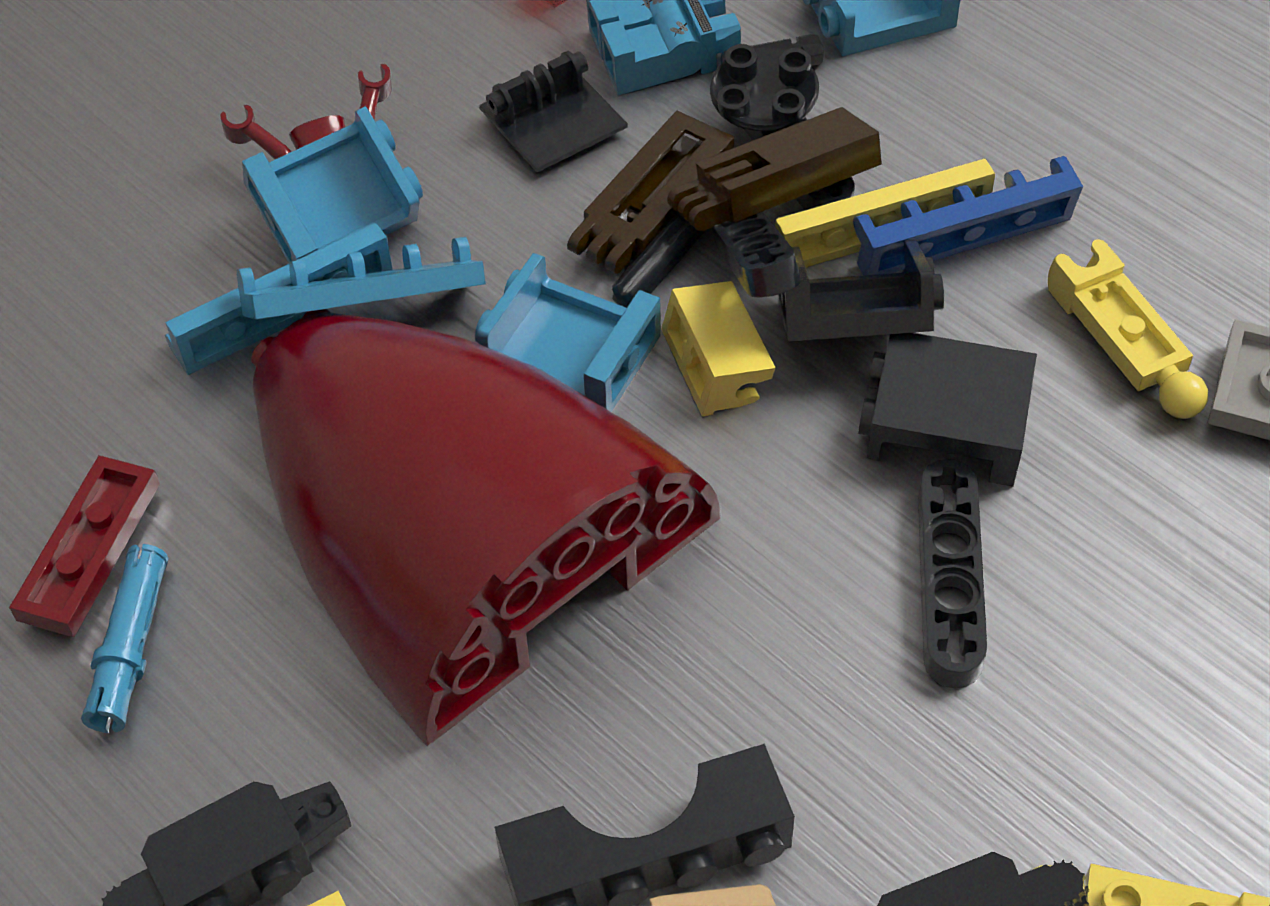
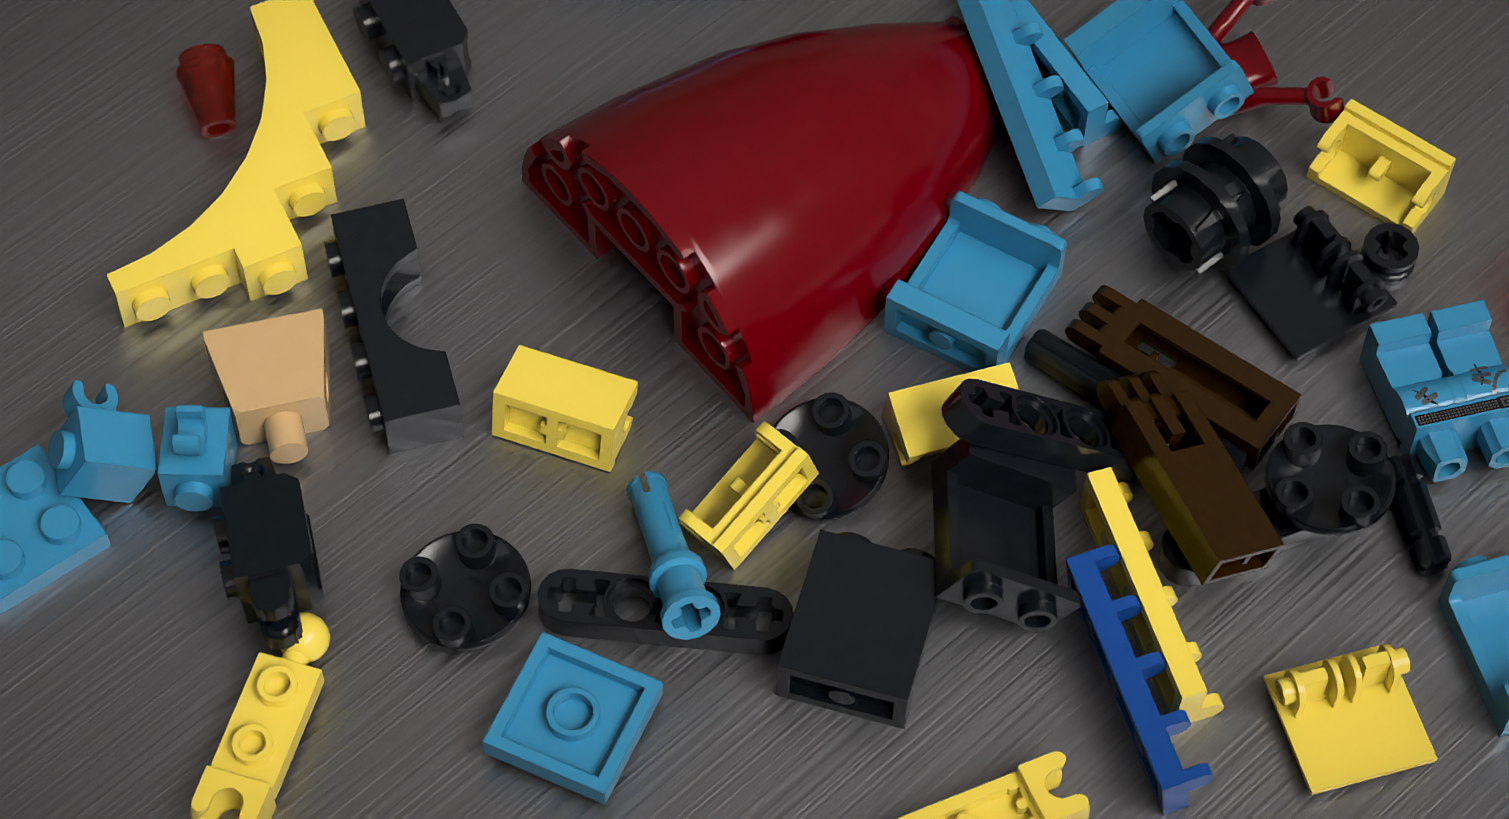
camera: 90 degrees right, 5 degrees up
(434, 63) = (1381, 167): none -> light yellow hinge
(489, 150) = (1215, 203): none -> black piece
(514, 59) = (1390, 237): none -> black bush
(735, 666) = (563, 408): none -> light yellow hinge
(768, 445) = (846, 450): none -> black dish
(828, 493) = (750, 496): none -> light yellow hinge
(936, 537) = (675, 572): none -> dark azure pin
(959, 745) = (465, 589): none -> black dish
(963, 98) = (1350, 717): none -> light yellow hinge
(1087, 635) = (573, 717): none -> dark azure plate

